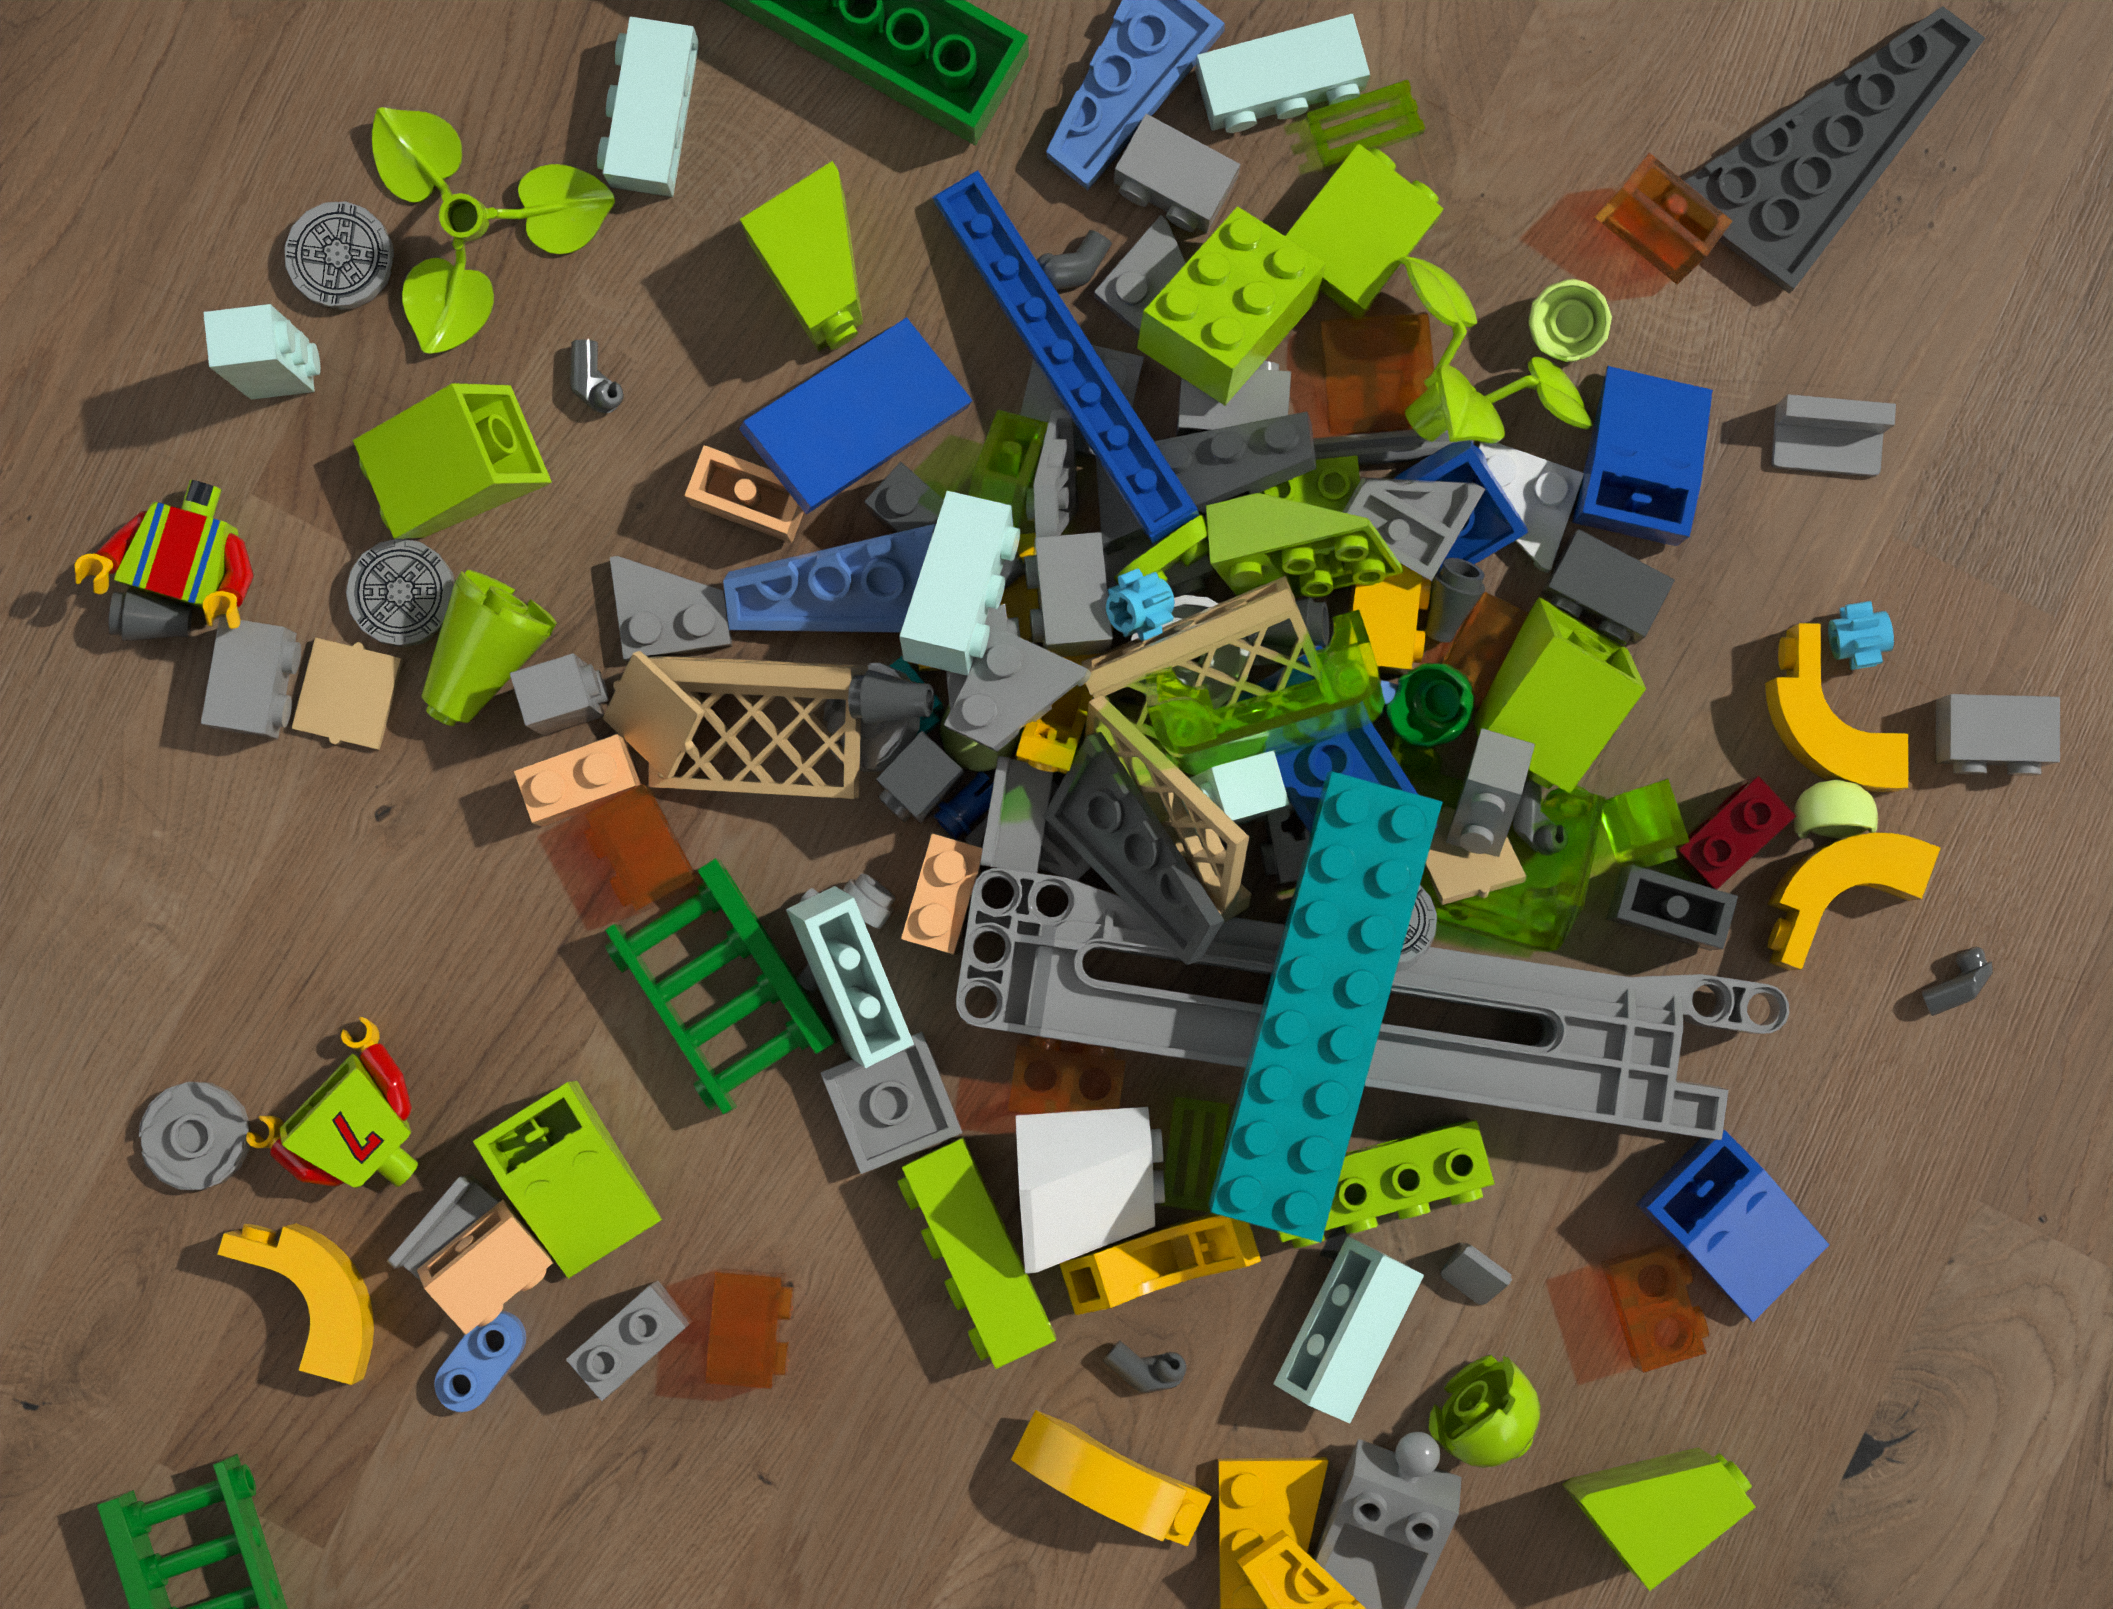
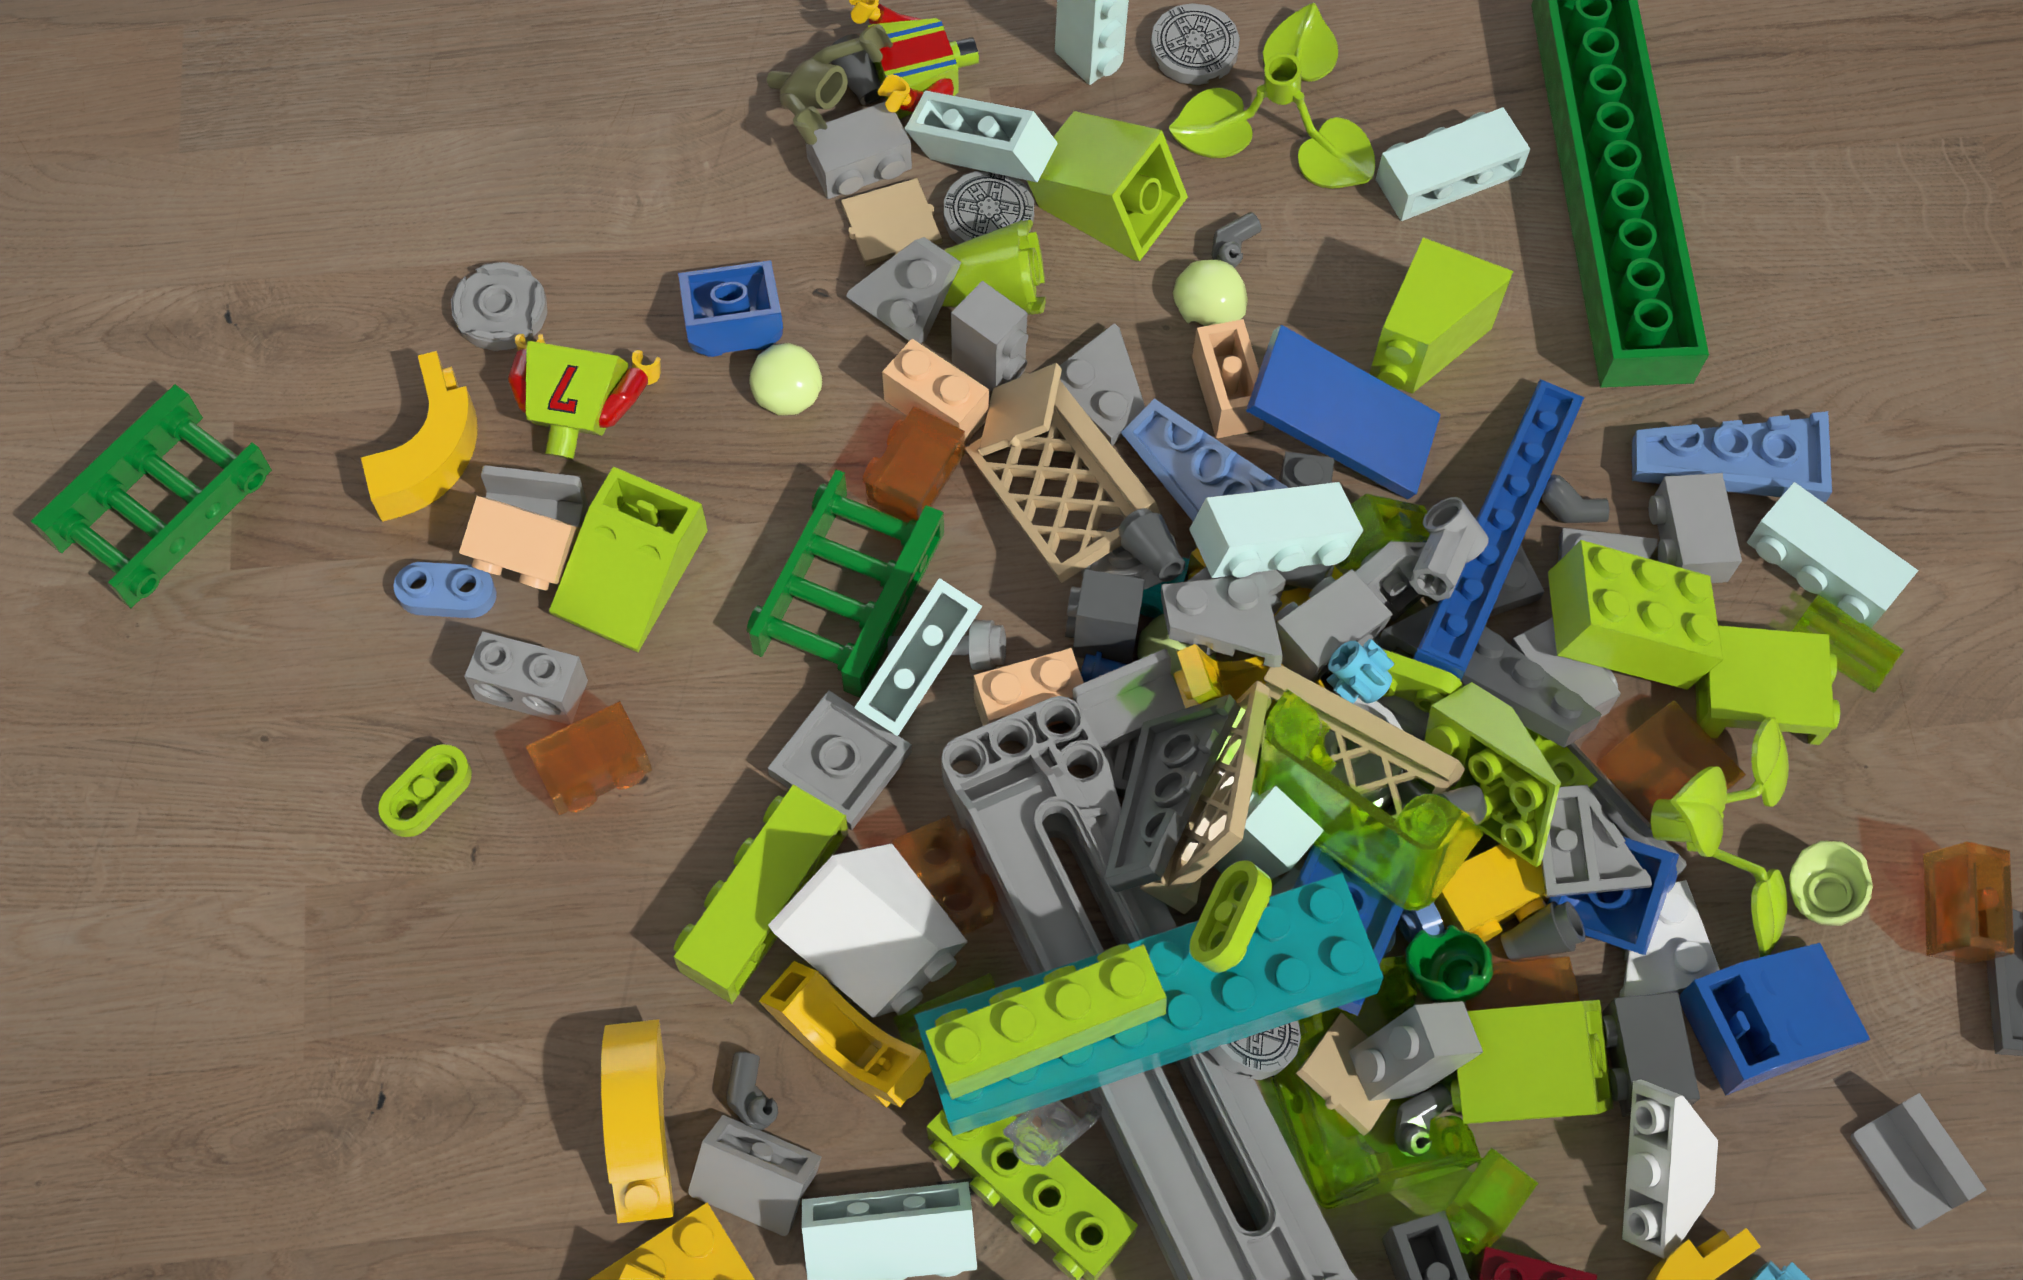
camera: 55 degrees right, 20 degrees down
(151, 672) = (821, 85): none -> olive piece
(327, 556) = (981, 135): none -> light aqua brick
(350, 915) = (731, 308): none -> blue slope
(448, 735) = (908, 288): none -> light grey wing
(463, 909) = (785, 379): none -> yellowish green hair
(637, 442) = (1210, 293): none -> yellowish green hair
(680, 1491) = (421, 789): none -> lime plate
(1066, 423) = (1451, 544): none -> light grey piece
(1218, 1406) = (752, 1174): none -> light grey panel
(1304, 1115) = (1047, 1020): none -> lime brick
(1317, 601) = (1468, 799): none -> dark grey arm
(1317, 900) = (1230, 916): none -> lime plate
(1365, 1167) = (1058, 1123): none -> clear piece
(1714, 653) = (1667, 1169): none -> white slope

